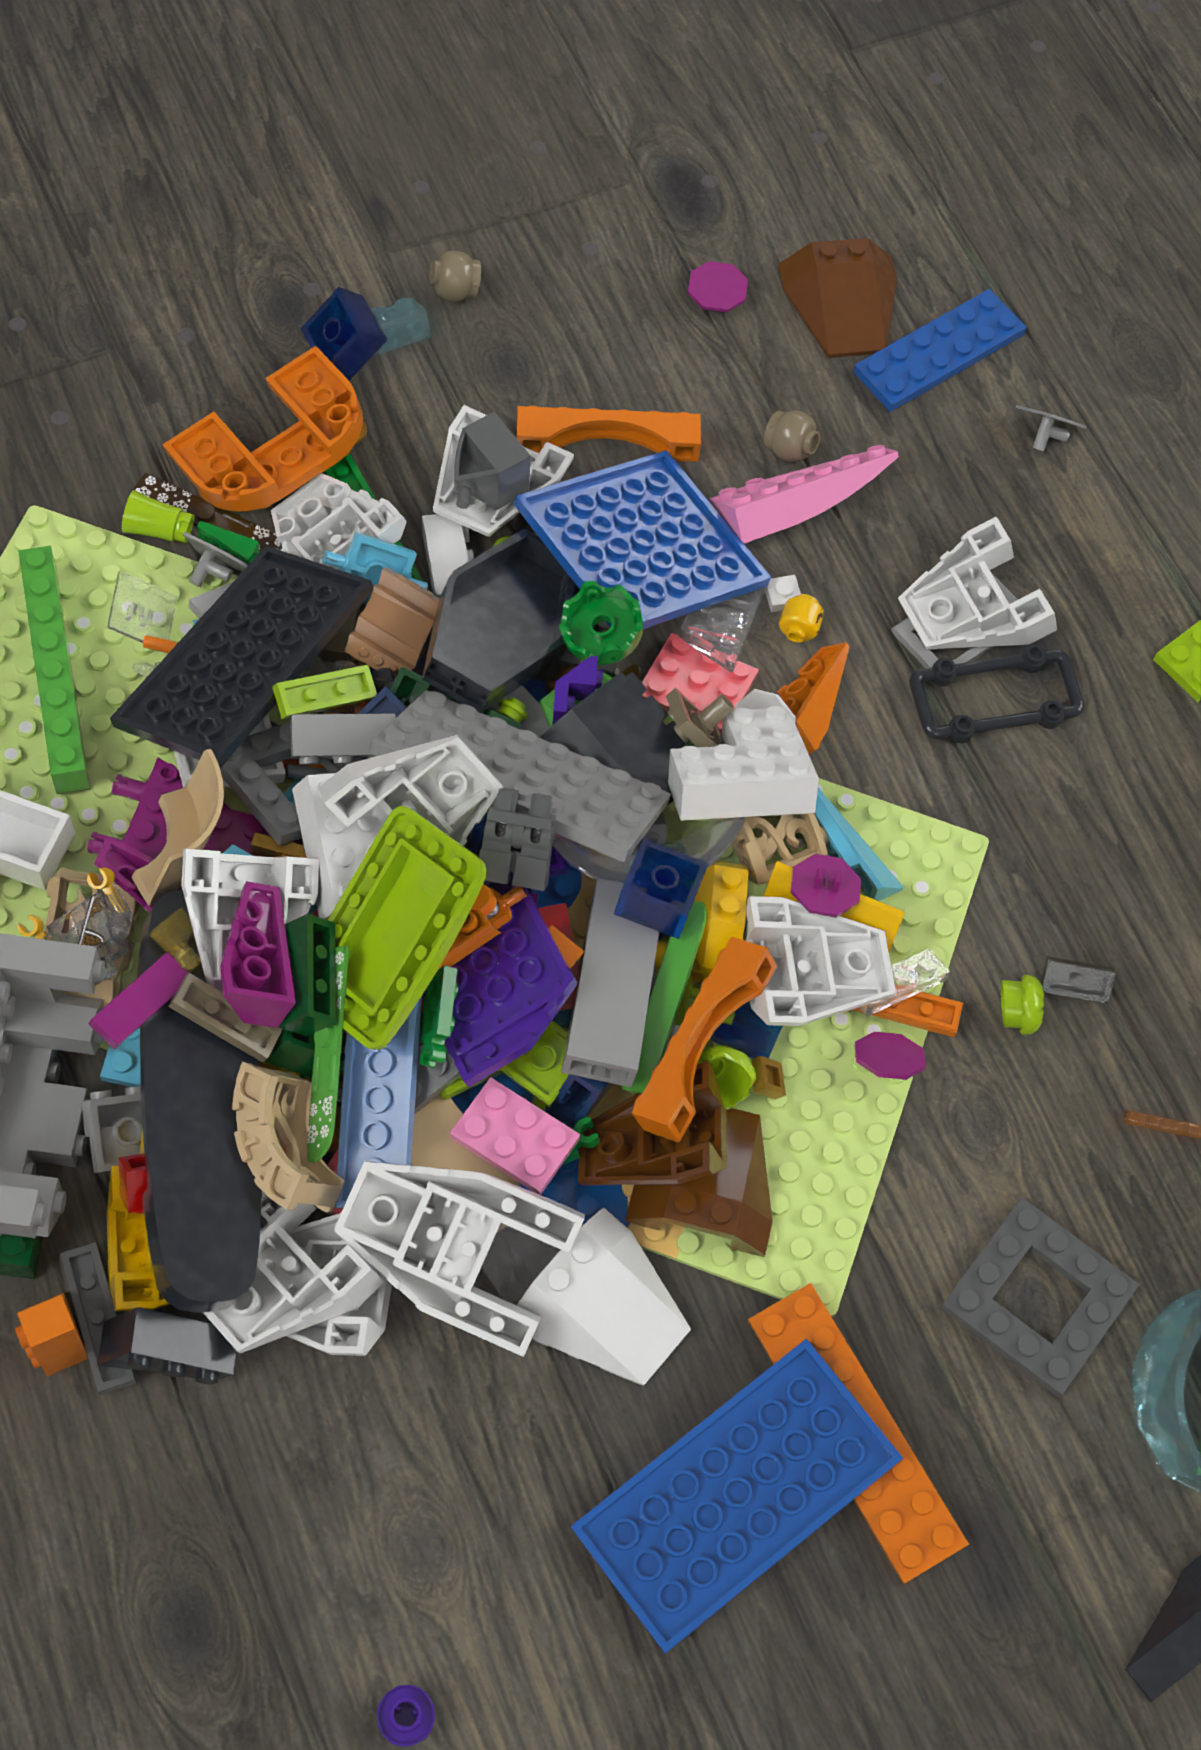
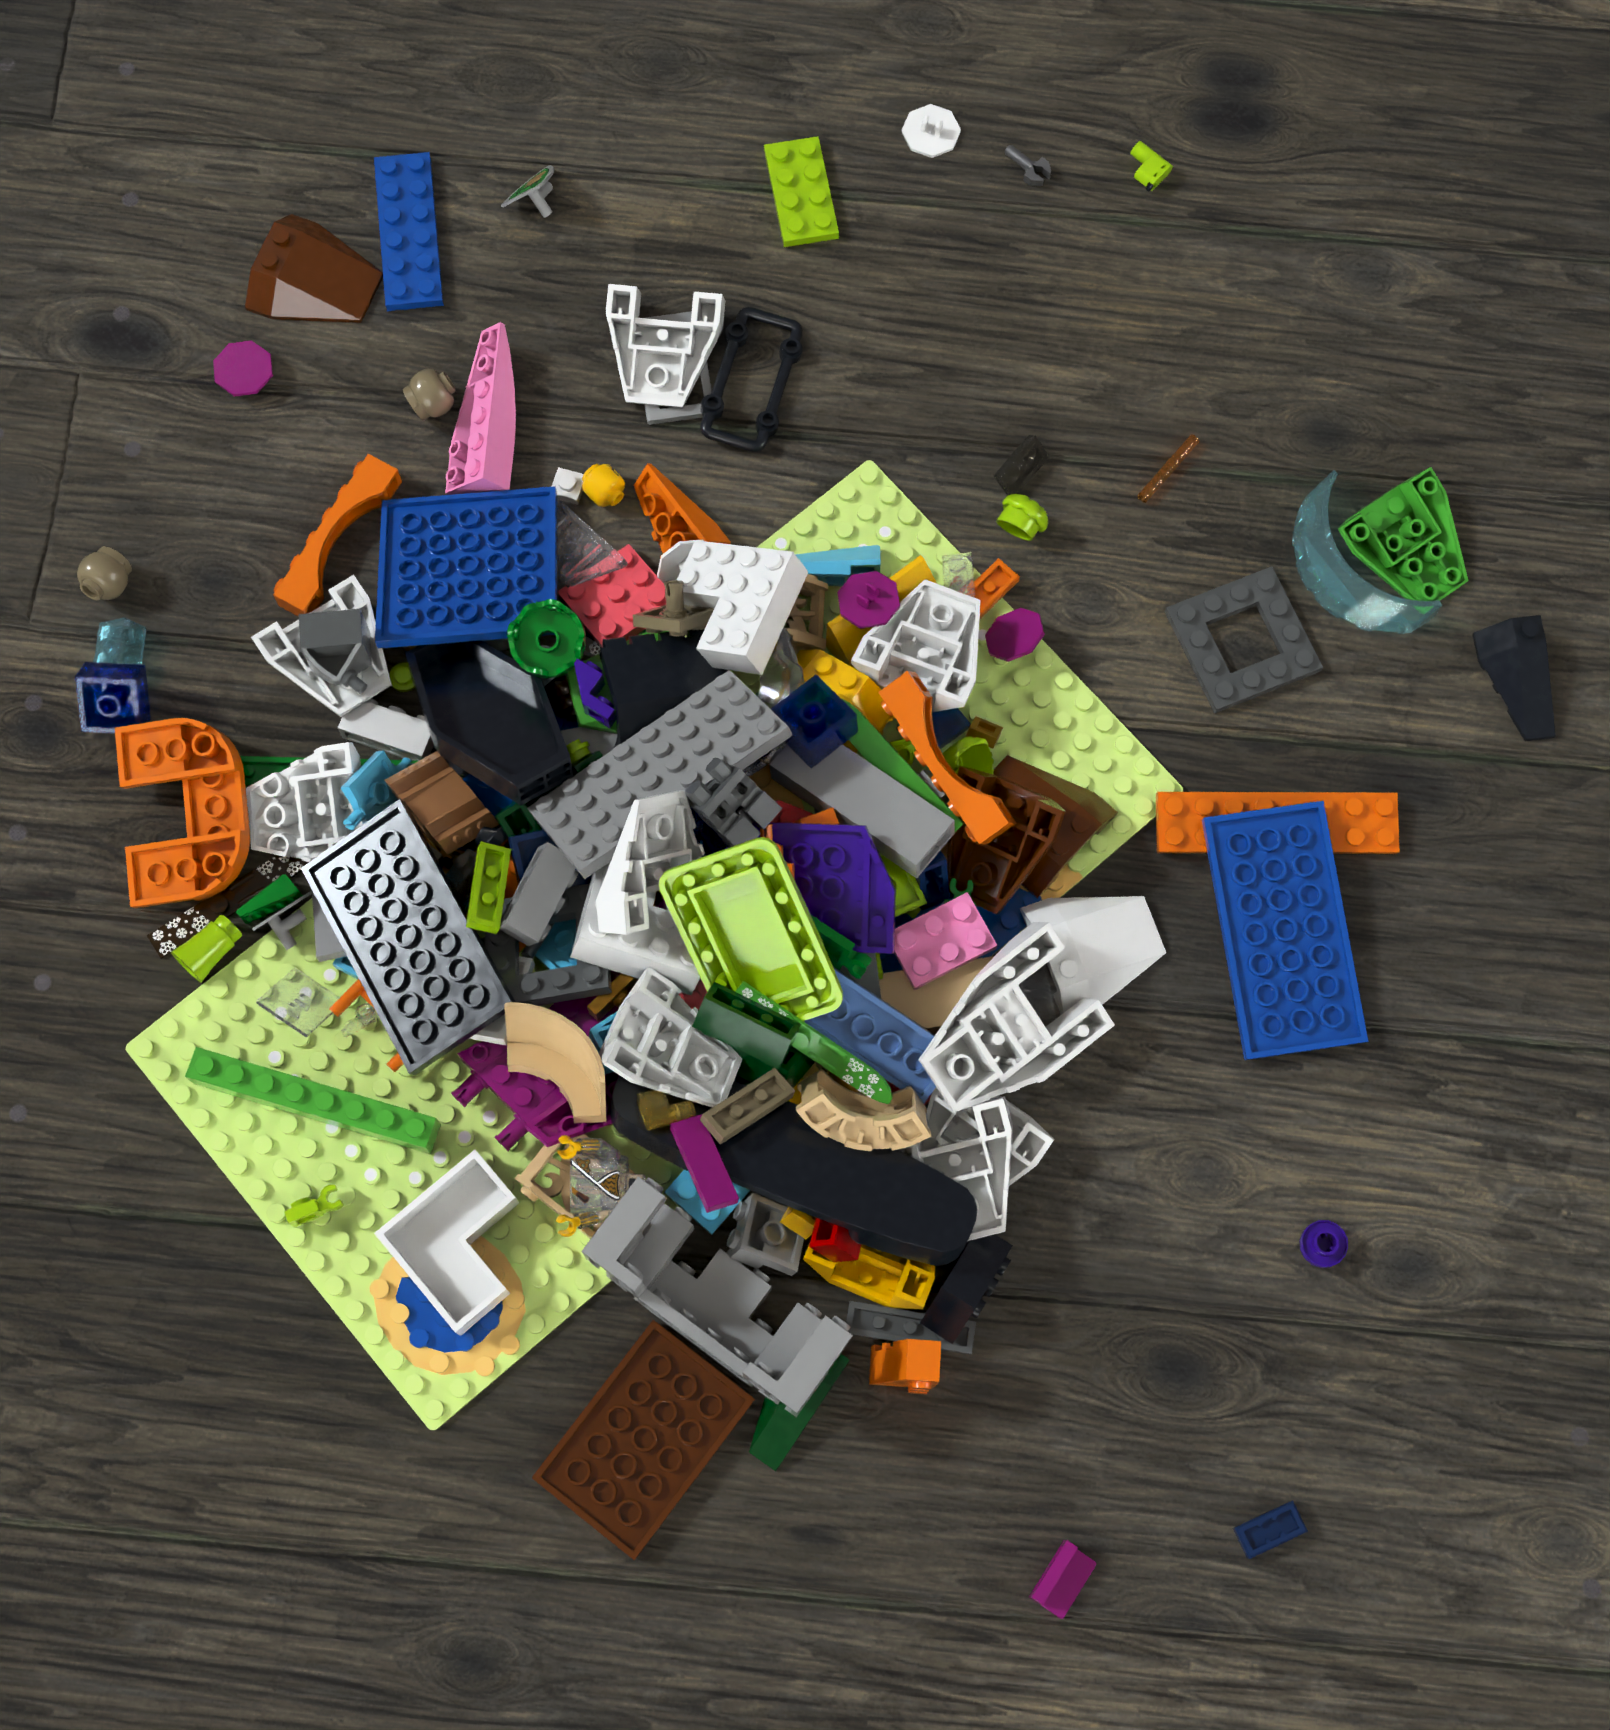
camera: 55 degrees left, 10 degrees up
(257, 959) = (718, 1053): magenta wedge -> none

